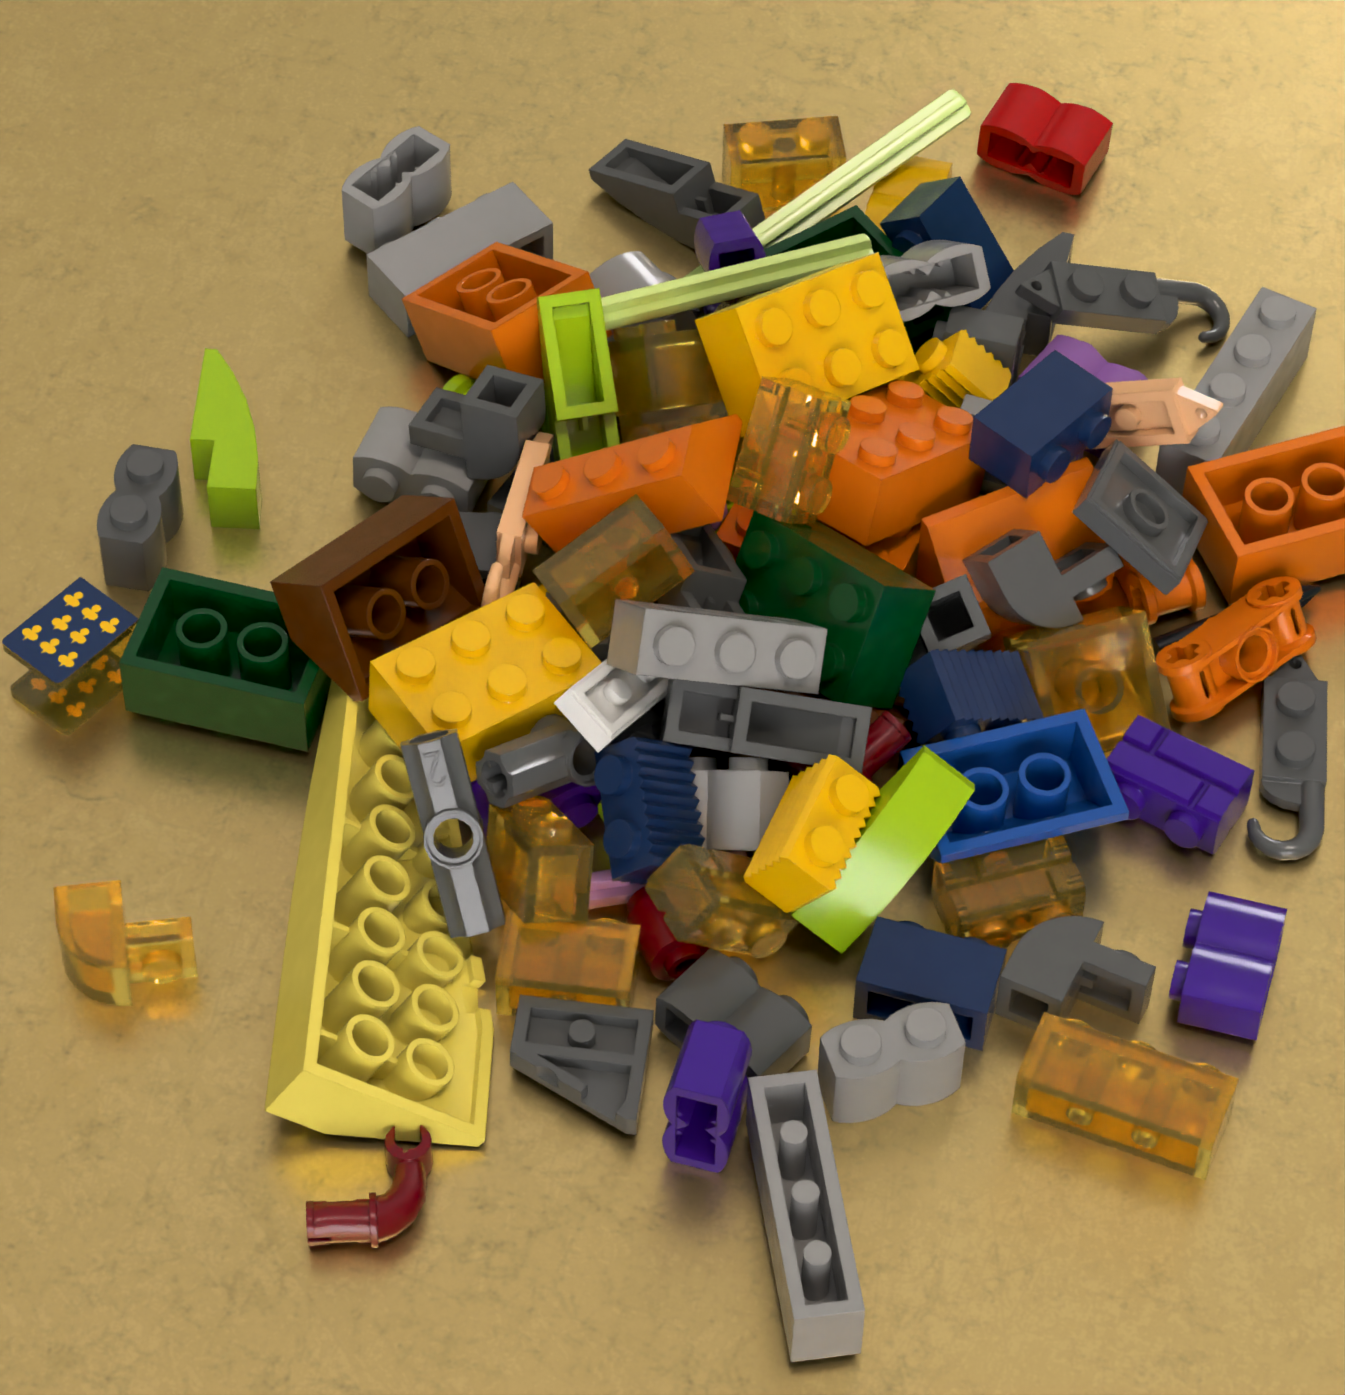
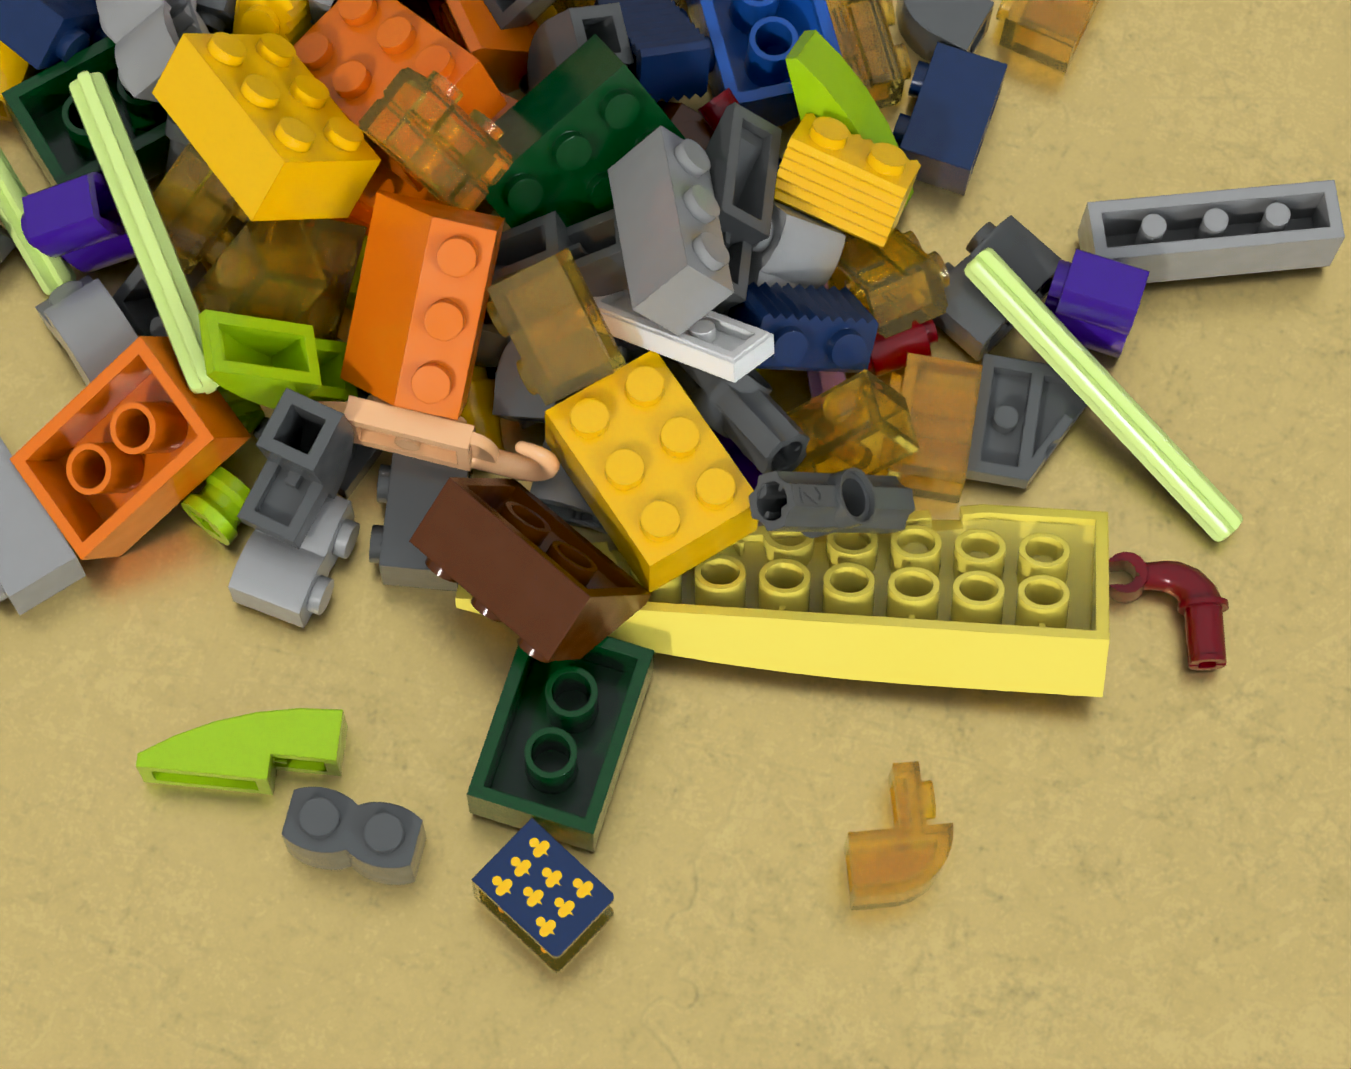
camera: 90 degrees left, 20 degrees up
(599, 1112) = (1103, 394): none -> yellowish green axle
(881, 1063) = (1041, 155): light grey brick -> none

